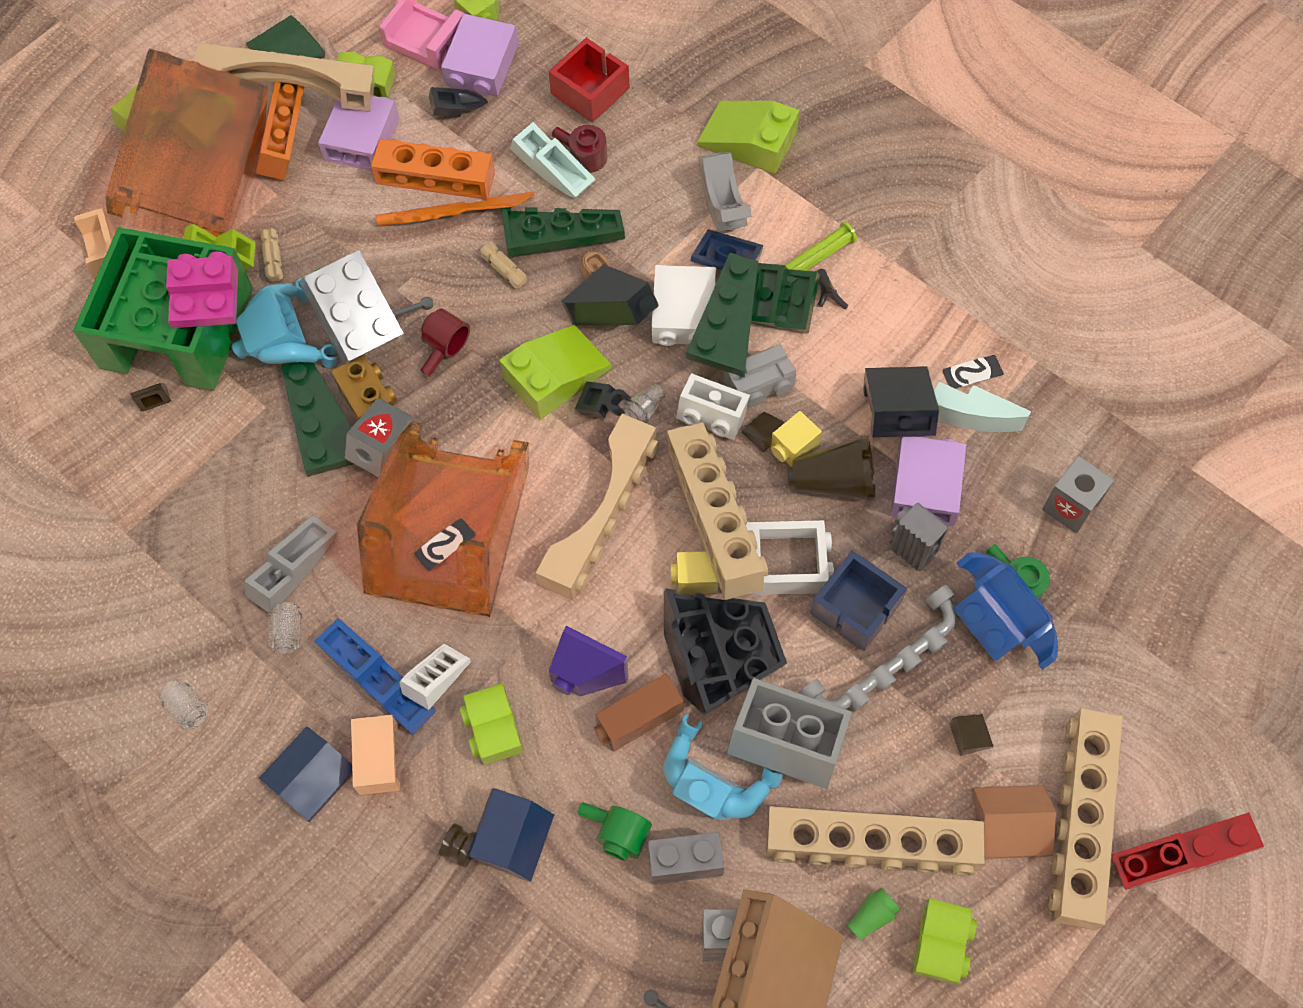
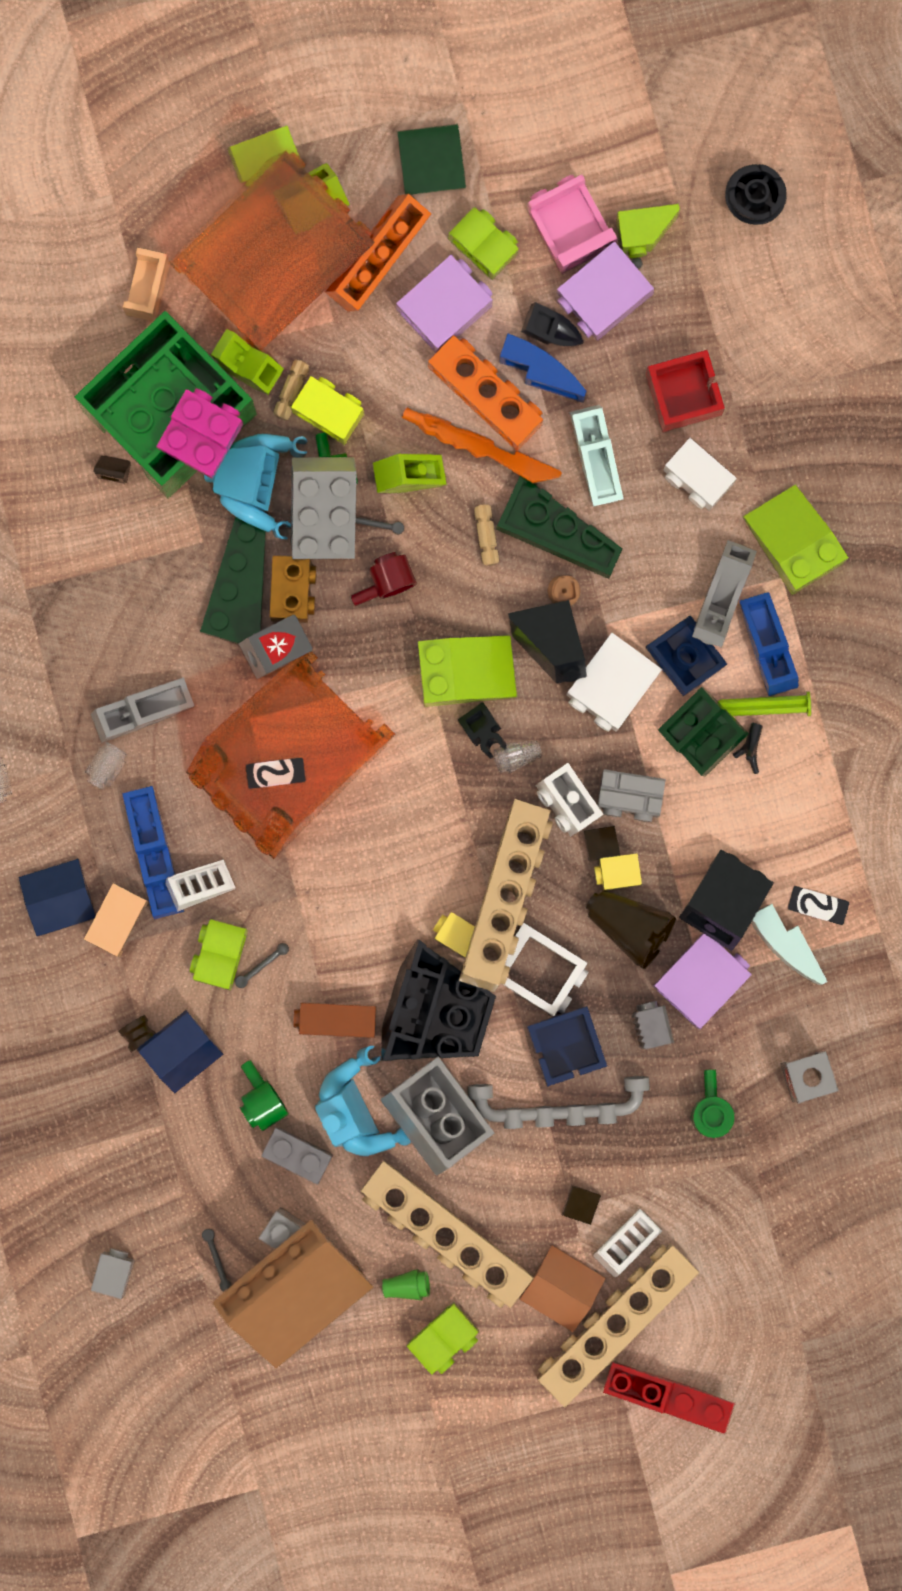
camera: 30 degrees right, 20 degrees up
(309, 248) = (328, 409): none -> neon yellow brick
(344, 81) = (457, 262): tan arch -> none
(407, 255) = (409, 473): none -> lime slope
(468, 129) = (541, 368): none -> blue slope
(529, 738) = (242, 981): none -> dark grey hinge
(569, 560) = (475, 790): tan arch -> none
(586, 144) = (637, 458): dark red piece -> none
(586, 665) = (316, 957): dark purple slope -> none
(642, 127) = (698, 475): none -> white brick
(726, 322) = (631, 732): dark green wing -> none
(786, 210) = (769, 644): none -> blue slope
(1005, 611) = (675, 1133): blue plate -> none
(1035, 762) = (608, 1262): none -> white slope

